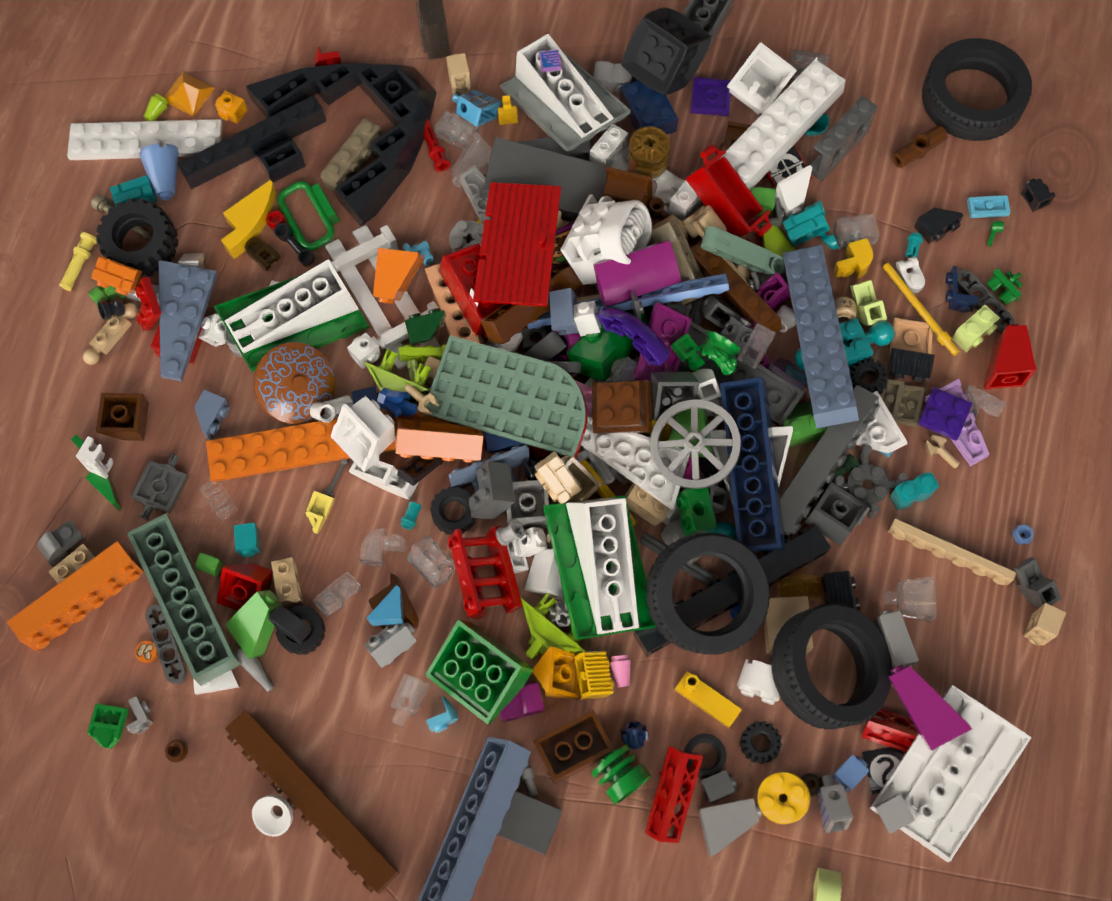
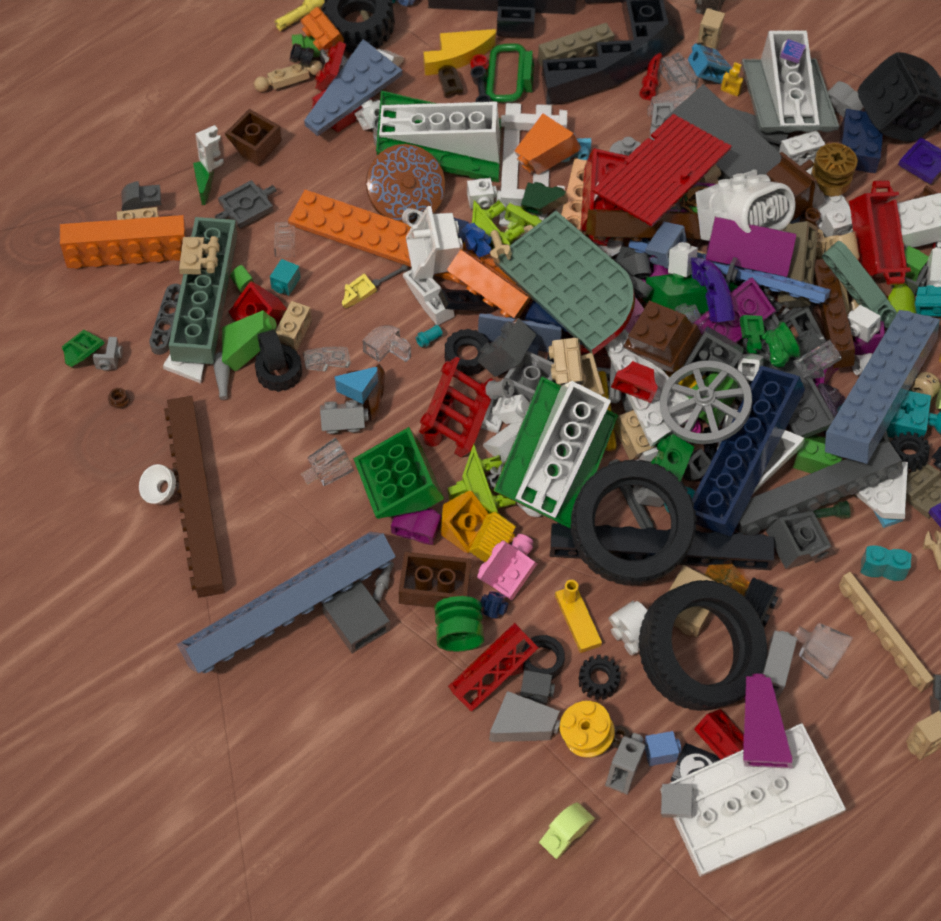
camera: 30 degrees right, 10 degrees down
(146, 652) = (147, 315): tile -> none
(152, 575) = (192, 255): none -> tan plate
(210, 412) = (324, 172): sand blue slope -> none
(431, 562) = (419, 376): clear brick -> none
(440, 722) = (343, 499): medium azure plate -> none
(628, 461) = (636, 381): none -> red slope
(629, 697) = (506, 569): none -> bright pink bracket
(766, 285) = (863, 323): none -> white brick
(869, 473) = (851, 526): dark grey plate -> none

